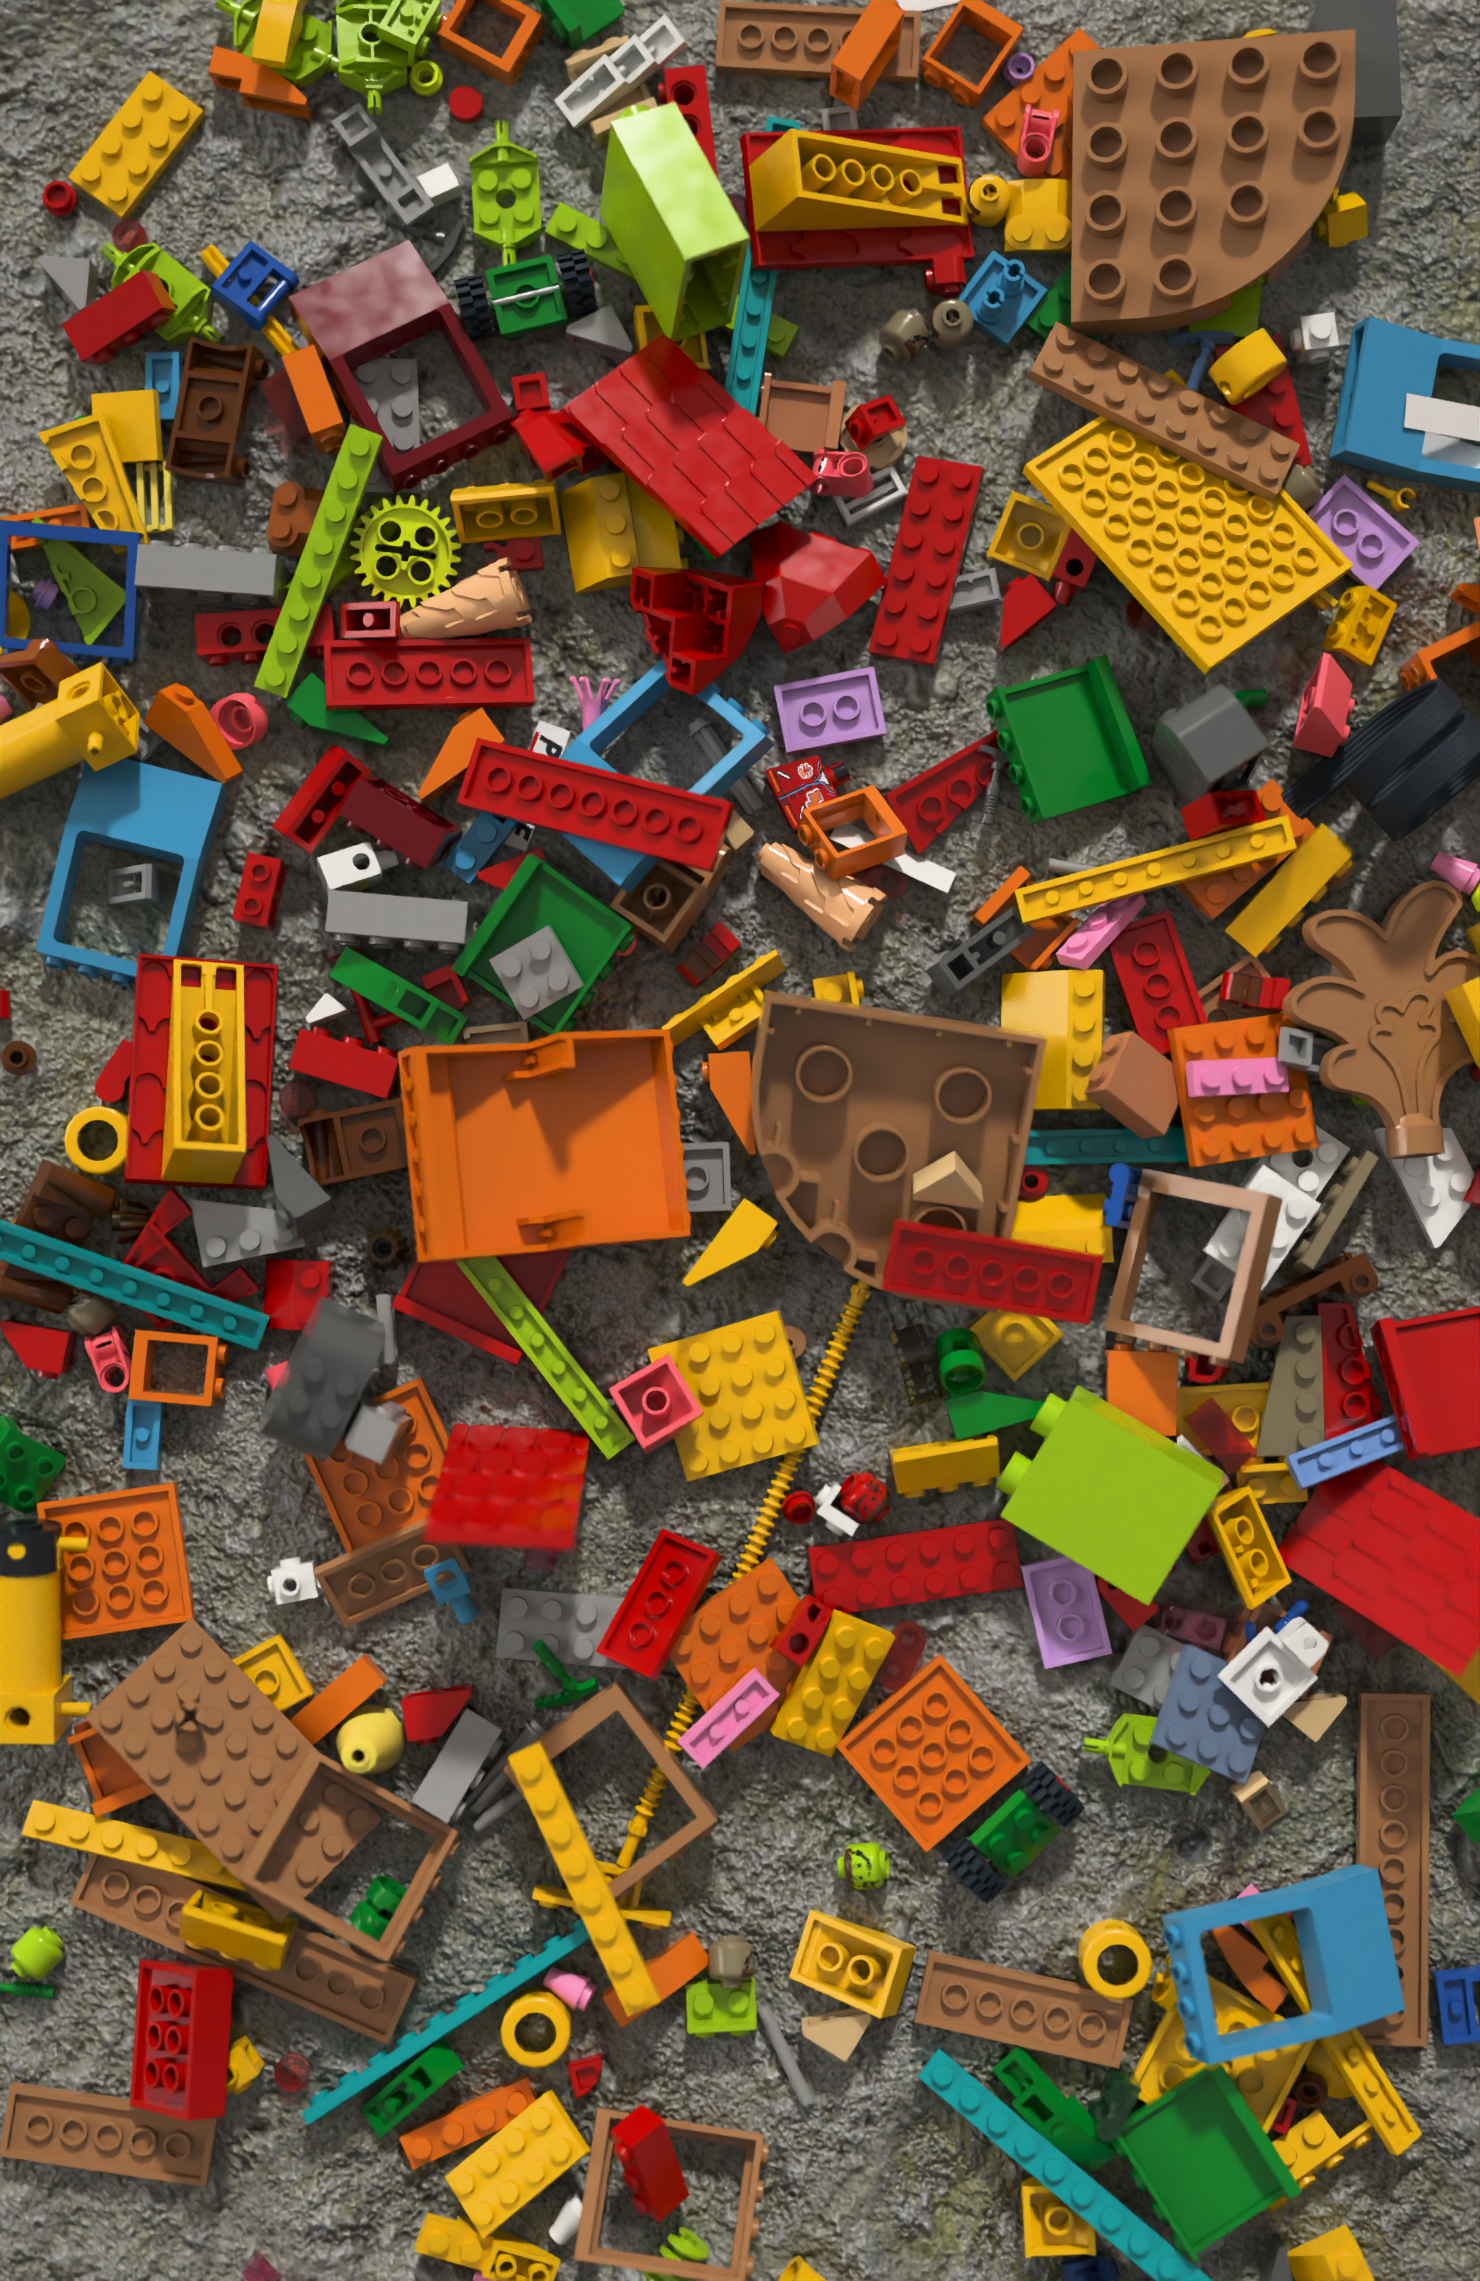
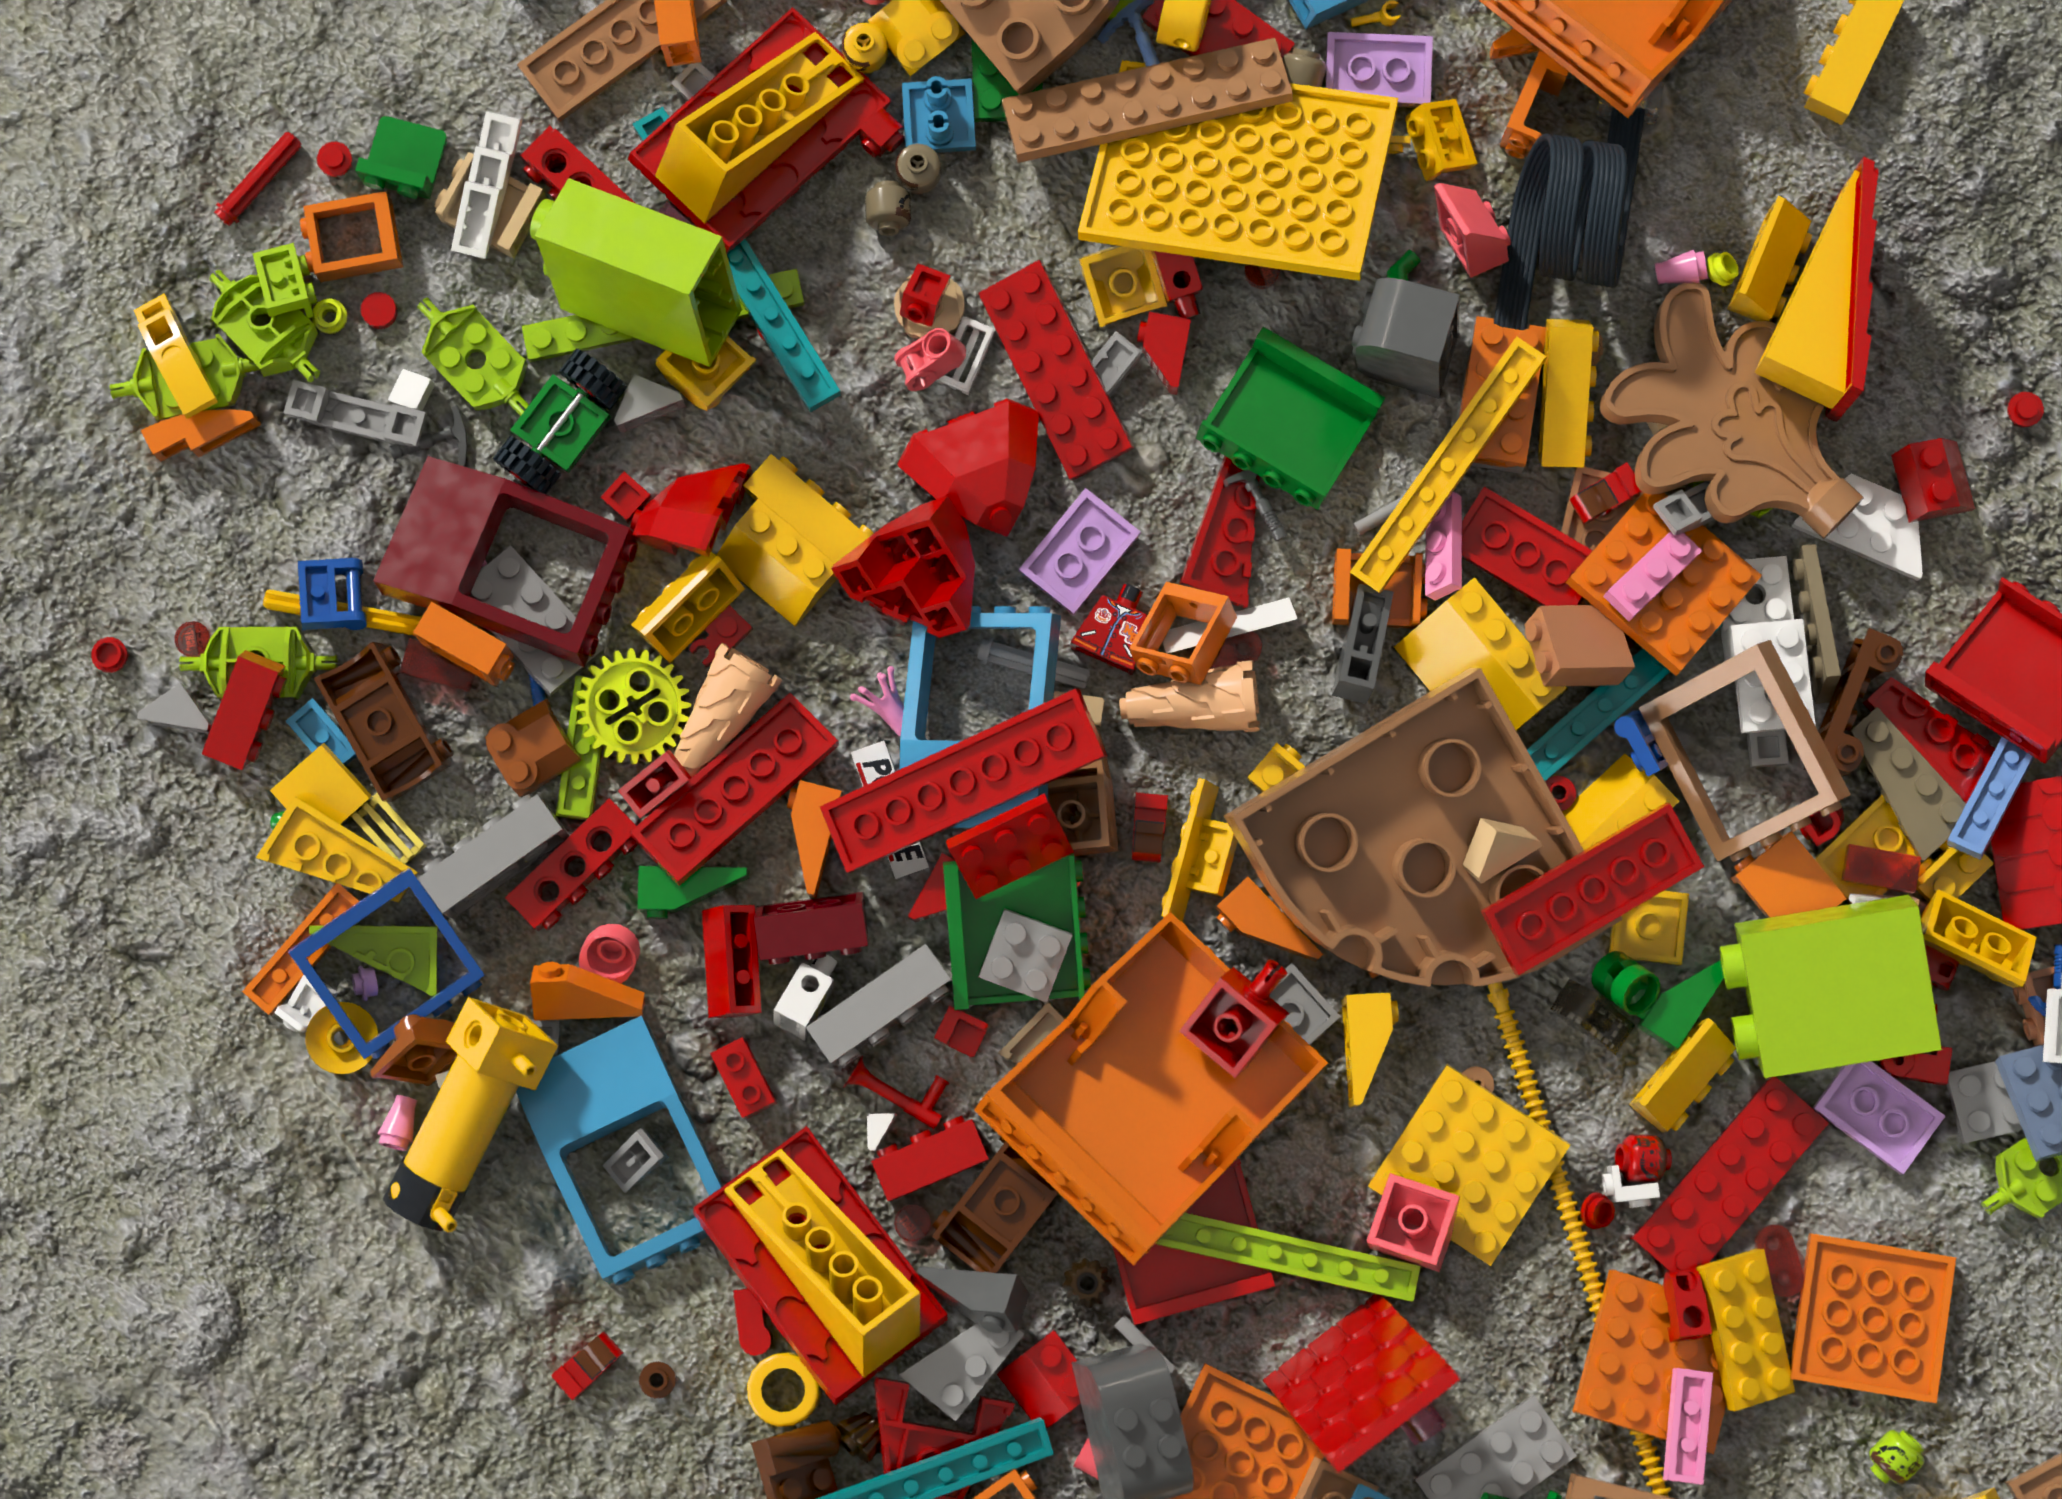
camera: 35 degrees left, 5 degrees down
(137, 146) = (137, 561): yellow plate -> none
(319, 561) = (574, 772): lime plate -> none
(376, 1429) = (1211, 1430): light grey wedge -> none
(398, 996) = (927, 1068): green slope -> none
(479, 846) = (888, 895): dark azure plate -> none
(588, 880) = (1009, 846): none -> red plate
(649, 1147) = (1246, 1003): none -> red brick
(658, 1604) = (1554, 1382): red plate -> none
(689, 445) = (798, 435): red piece -> none
(802, 414) = (858, 338): nougat panel -> none
(1014, 1833) = (1993, 1326): plate -> none
(1192, 1625) = (1988, 1039): clear pink leg -> none
(1221, 813) = (1463, 377): red arch -> none

